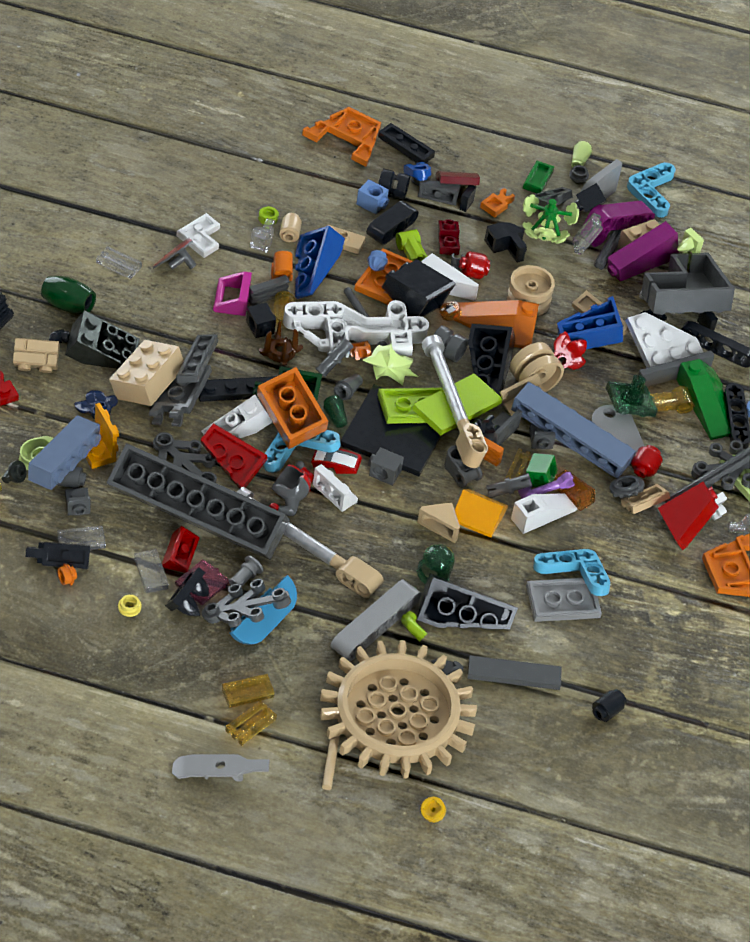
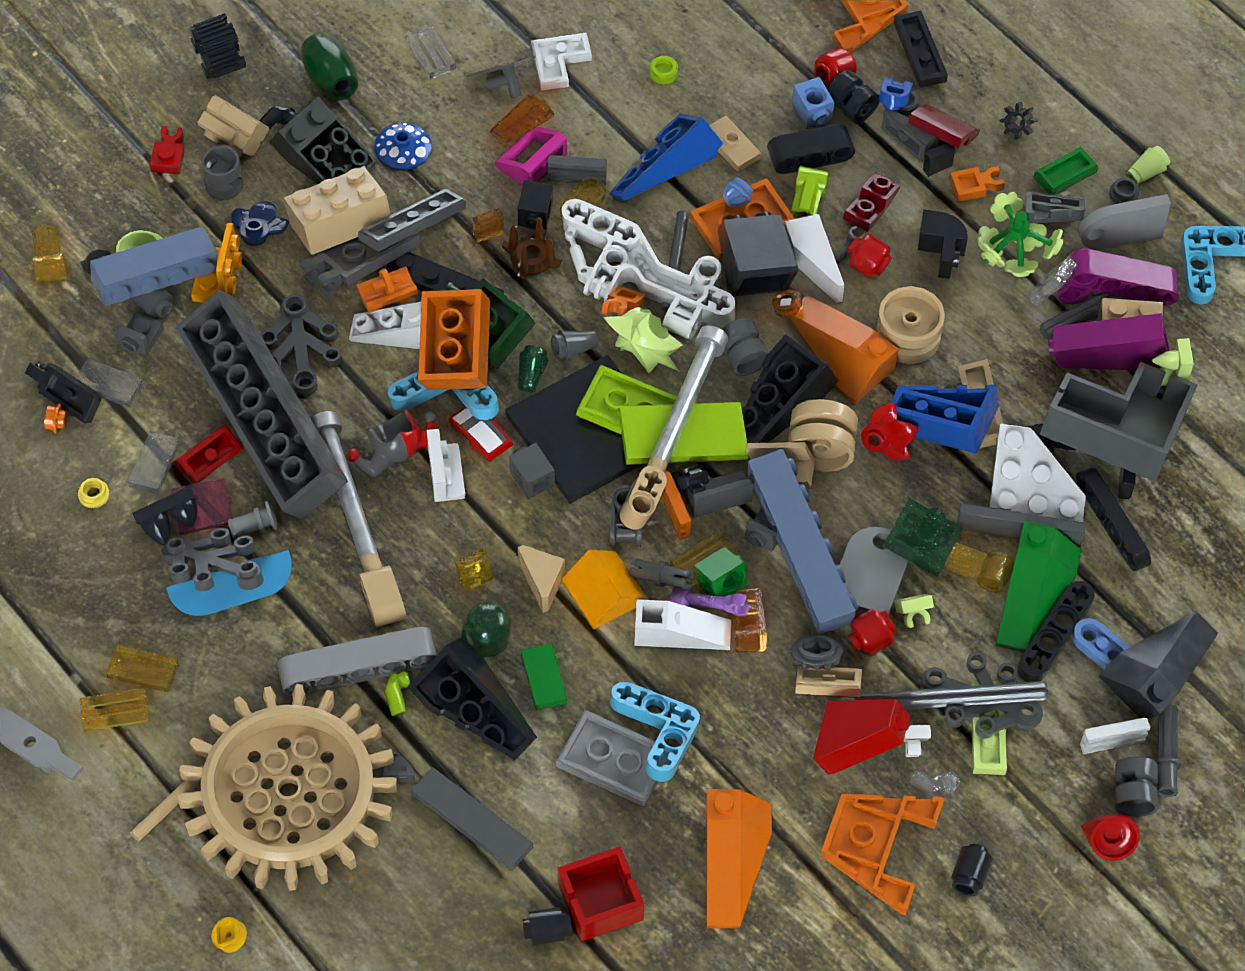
camera: 40 degrees right, 10 degrees up
(53, 383) = (222, 172): none -> dark grey wheel
(147, 324) = (406, 154): none -> blue dish
(211, 267) = (522, 118): none -> clear orange slope
(214, 405) = (387, 289): none -> orange hips
(233, 455) = (357, 366): red wing -> none
(242, 343) = (488, 225): none -> clear orange tile
(262, 237) = (628, 97): clear piece -> none
(282, 265) = (614, 147): orange piece -> none
(290, 227) = (673, 98): tan brick -> none
(334, 357) = (581, 297): dark grey pin -> none
(369, 170) = (833, 63): none -> red head
(399, 536) = (474, 569): none -> clear yellow tile
(487, 575) = (544, 676): none -> green tile
(500, 159) = (1025, 123): none -> black gear
(590, 198) = (1086, 233): black brick -> none
(619, 673) = (597, 894): none -> red piece
(657, 438) = (914, 605): none -> yellowish green tile
(670, 614) = (735, 847): none -> orange wedge

